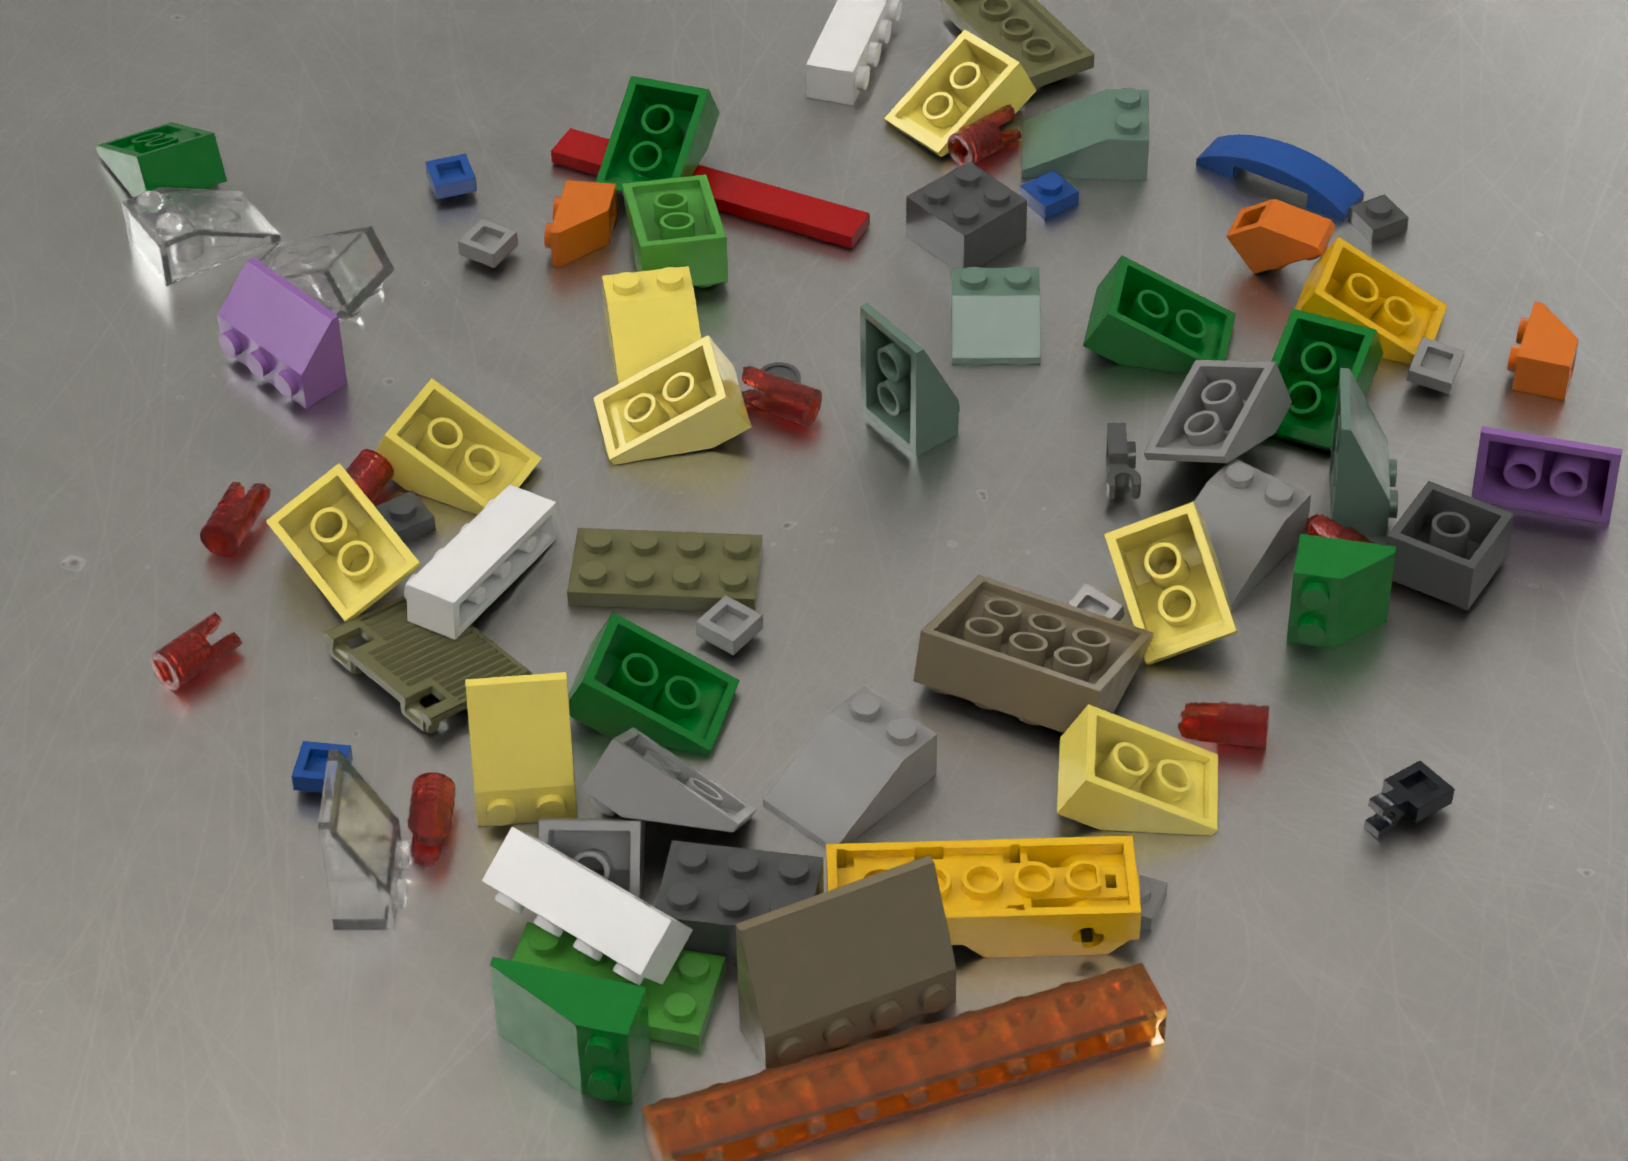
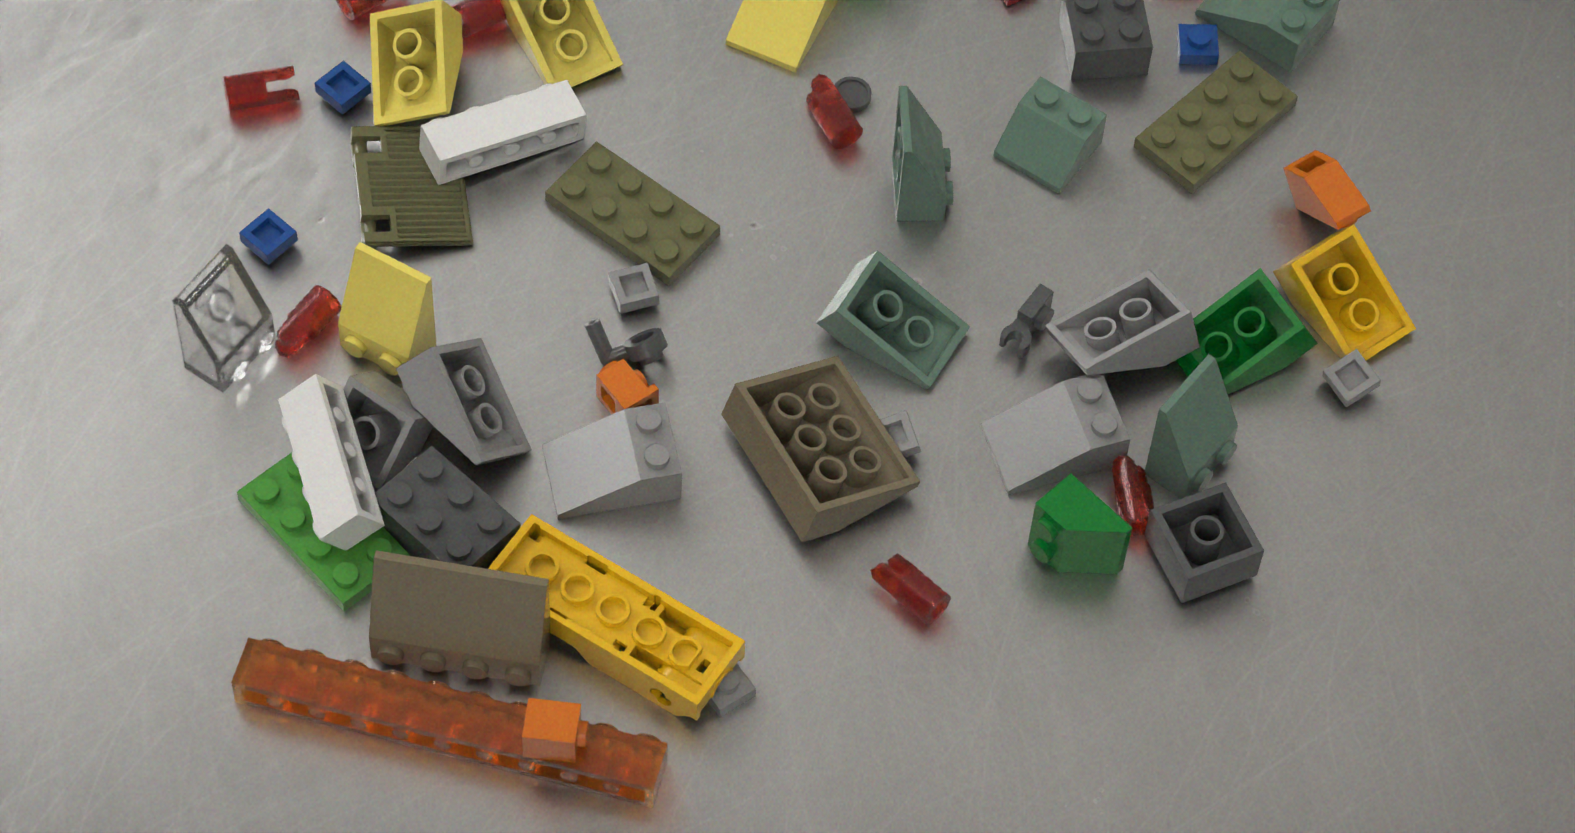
camera: 30 degrees right, 15 degrees up
(281, 608) = (342, 87): none -> blue plate
(407, 516) = (488, 59): dark grey plate -> none
(575, 1026) = (265, 560): green slope -> none
(652, 686) = (531, 310): green slope -> none
(673, 406) = (747, 77): light yellow slope -> none
(786, 665) = (642, 347): none -> dark grey plate
(801, 707) = (624, 388): none -> orange brick
(995, 525) = (893, 321): none -> sand green slope
(1032, 1005) = (553, 730): none -> orange brick
(1120, 222) = (1215, 121): none -> olive plate
(1135, 778) = (807, 594): light yellow slope -> none
(1155, 322) = (1170, 215): green slope -> none
(1172, 581) = (968, 449): light yellow slope -> none
(1284, 163) = (1403, 129): blue slope -> none
(1378, 218) = (1437, 215): dark grey plate -> none
(1410, 792) = (993, 728): black plate -> none
(1546, 355) = (1443, 421): orange slope -> none
(1546, 475) = (1341, 526): medium lavender slope -> none

